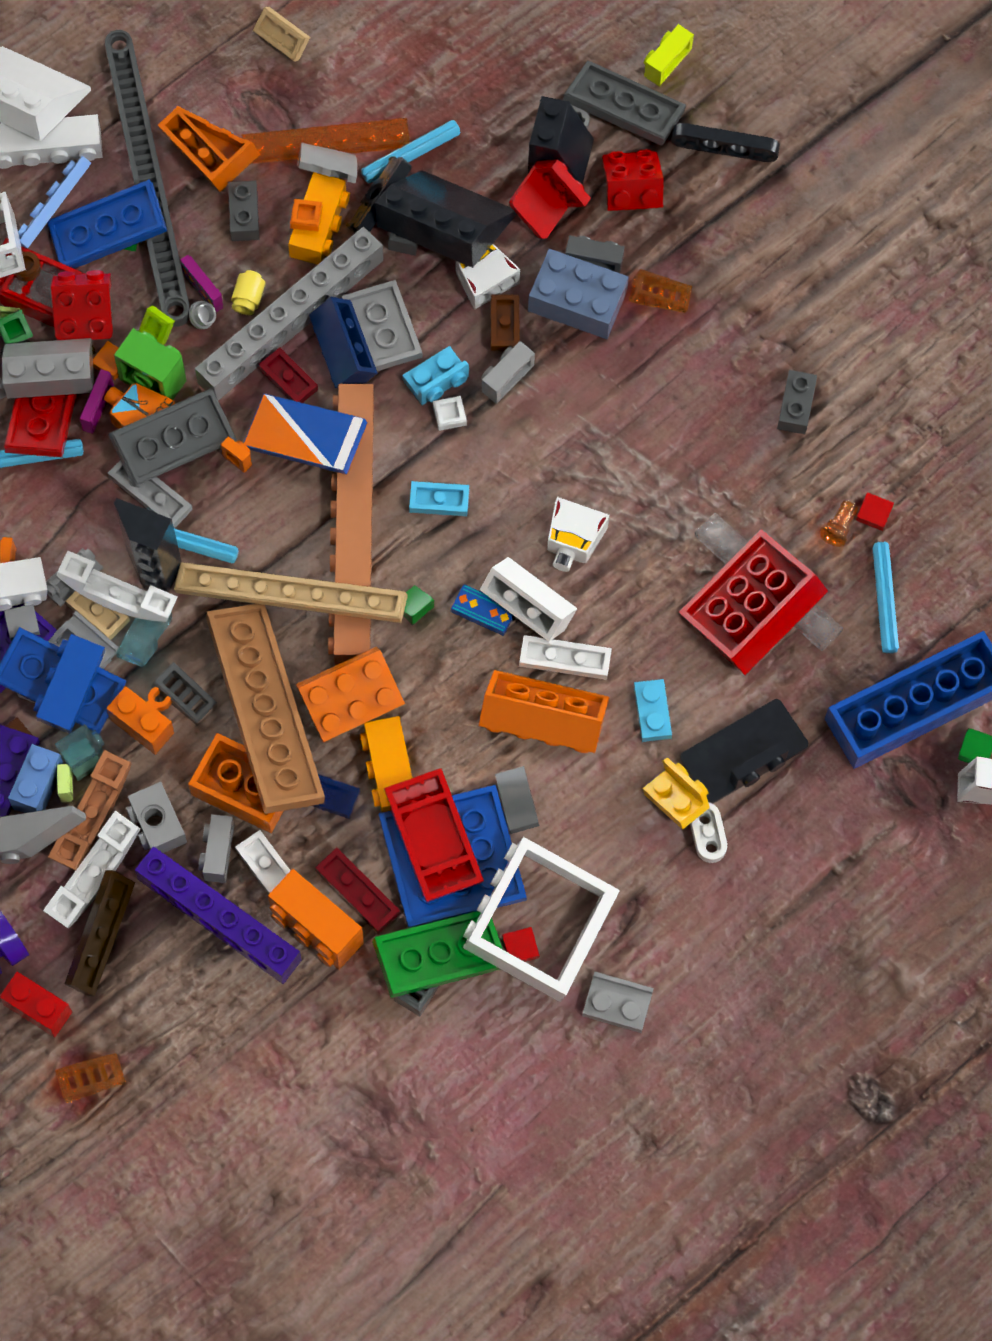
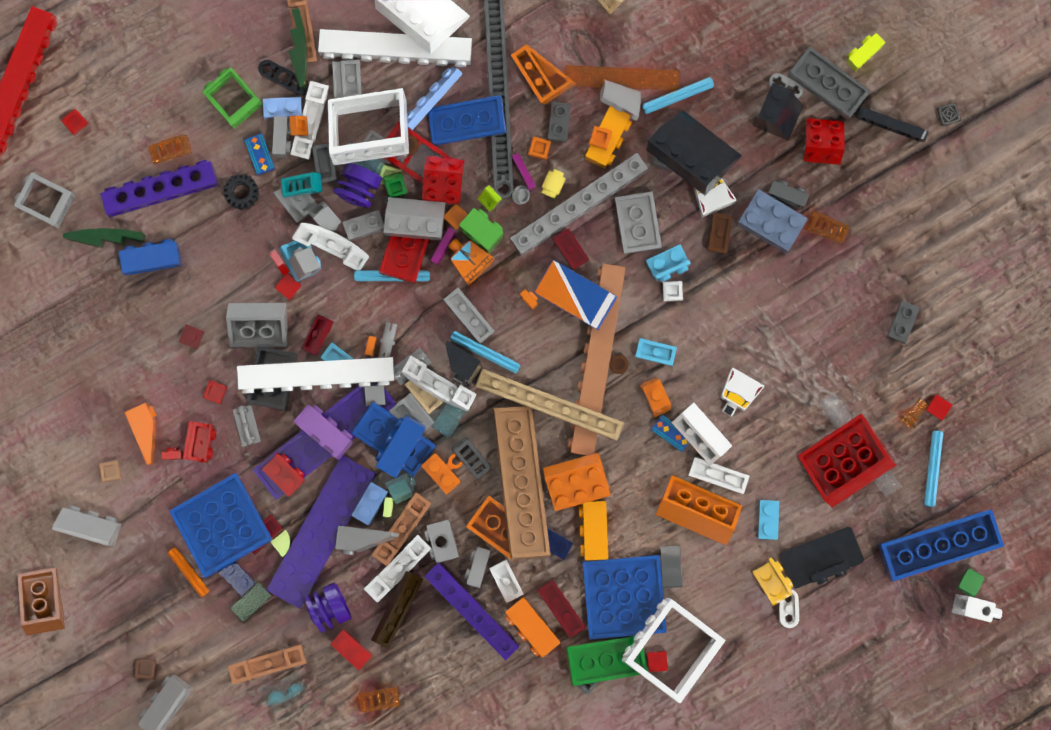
camera: 15 degrees right, 15 degrees up
(31, 544) = (387, 340): none -> light grey pin
(171, 437) = (489, 283): dark grey tile -> none
(220, 250) = (539, 148): none -> orange tile
(342, 342) = (610, 233): dark blue brick -> none
(366, 214) = (659, 118): black piece -> none
(386, 526) = (618, 364): none -> reddish brown tile
(417, 604) = (630, 421): green slope -> none
(433, 835) = (615, 585): red slope -> none
(447, 555) = (655, 397): none -> orange torso
(508, 372) = (709, 274): light grey piece -> none
(546, 196) = (762, 148): red bracket -> none
(617, 1002) = (711, 707): light grey plate -> none
(804, 119) = (948, 114): none -> clear smoke tile

